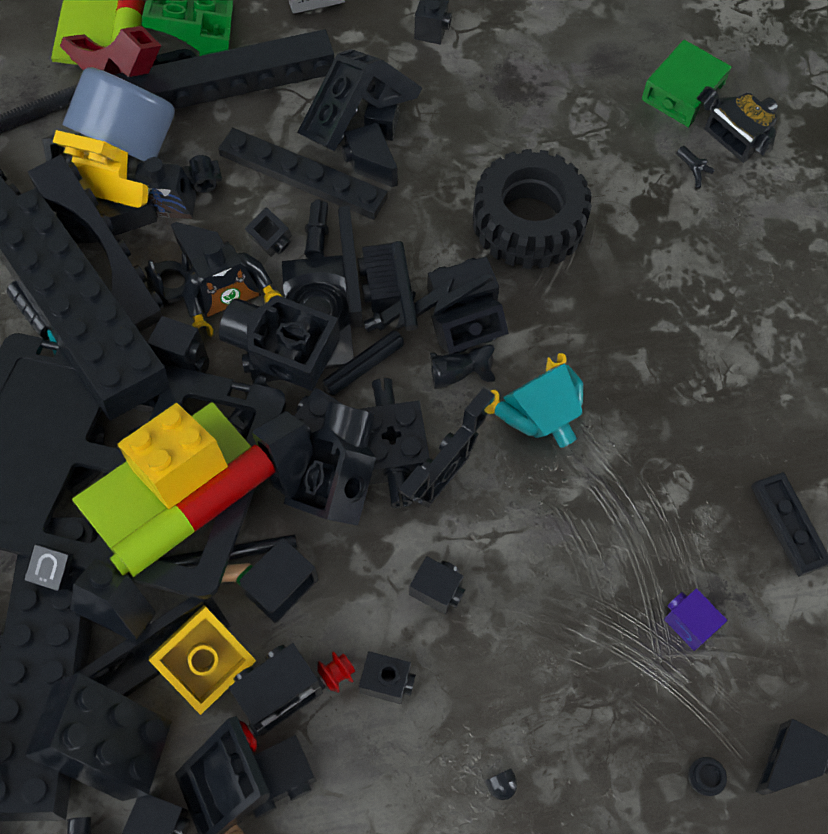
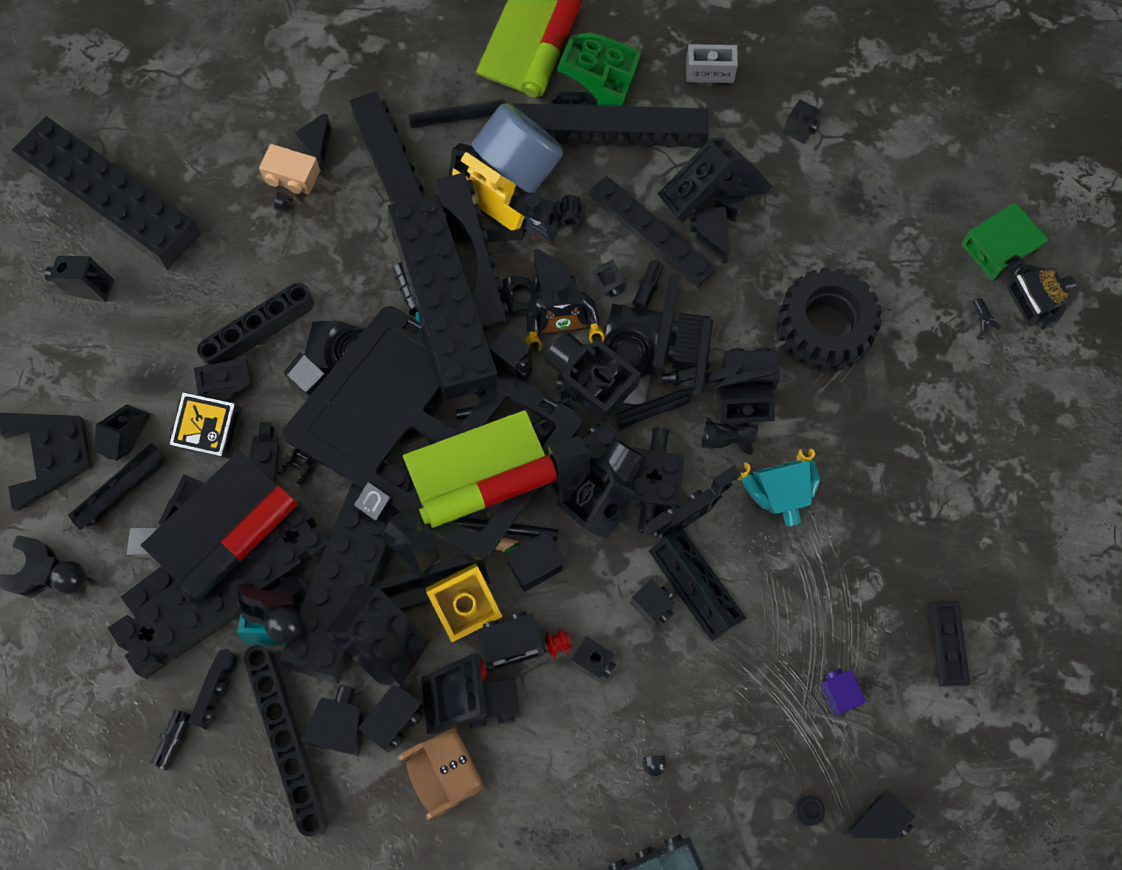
camera: 20 degrees right, 5 degrees up
(129, 53) = (541, 92): dark red arch -> none
(173, 455) = (485, 446): yellow brick -> none
(478, 548) = (694, 585): none -> black fence

